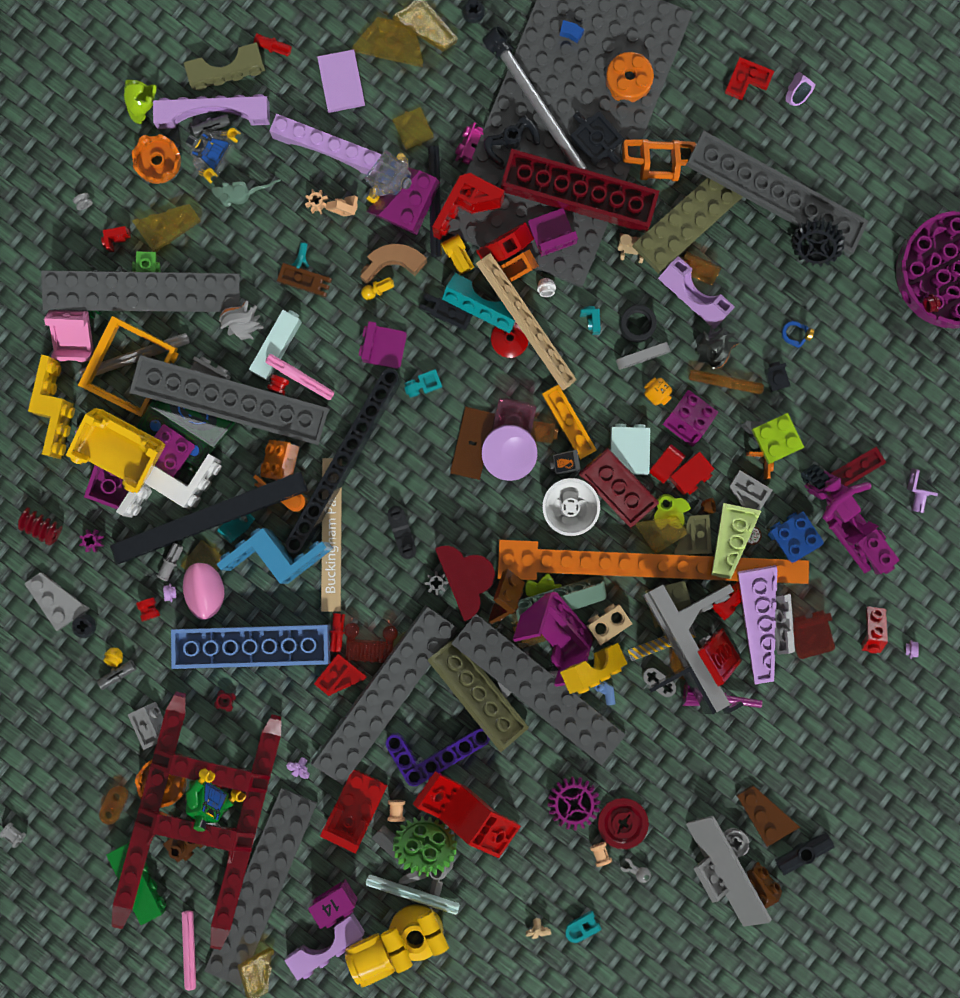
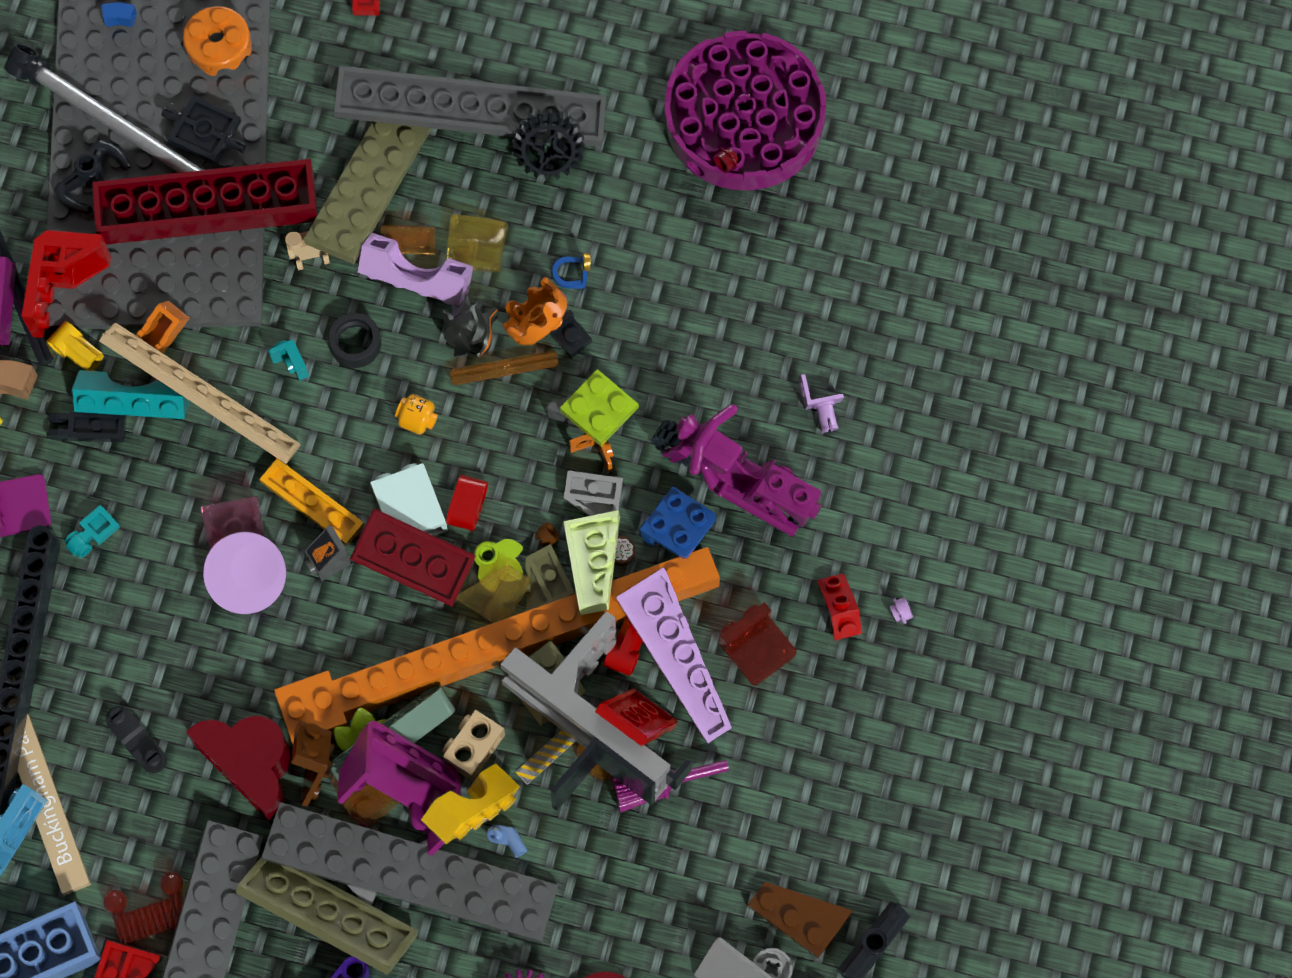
camera: 20 degrees left, 15 degrees down
(337, 632) = (95, 913): red axle -> none
(433, 579) = (203, 787): light grey gear -> none
(471, 136) = (35, 214): dark pink hinge -> none
(474, 428) = (191, 605): reddish brown piece -> none
(507, 244) = (136, 303): red slope -> none
(507, 348) = (192, 440): red dish -> none
(544, 432) = (283, 529): clear orange bracket -> none
(546, 287) = (212, 343): white plate -> none
(552, 232) = (191, 268): magenta bracket -> none
(580, 502) = (360, 592): white piece -> none
(642, 356) = (377, 378): light grey beam -> none
(644, 161) = (279, 132): orange bar -> none
(658, 675) = (578, 804): light grey beam -> none
(690, 418) = (474, 433): magenta bracket -> none
(691, 474) = (505, 502): red brick -> none
(742, 289) = (477, 242): none -> clear yellow plate
(752, 356) = (537, 315): none -> orange plate
(784, 625) = (711, 646): light grey wing -> none
(859, 466) = (736, 391): dark red plate -> none

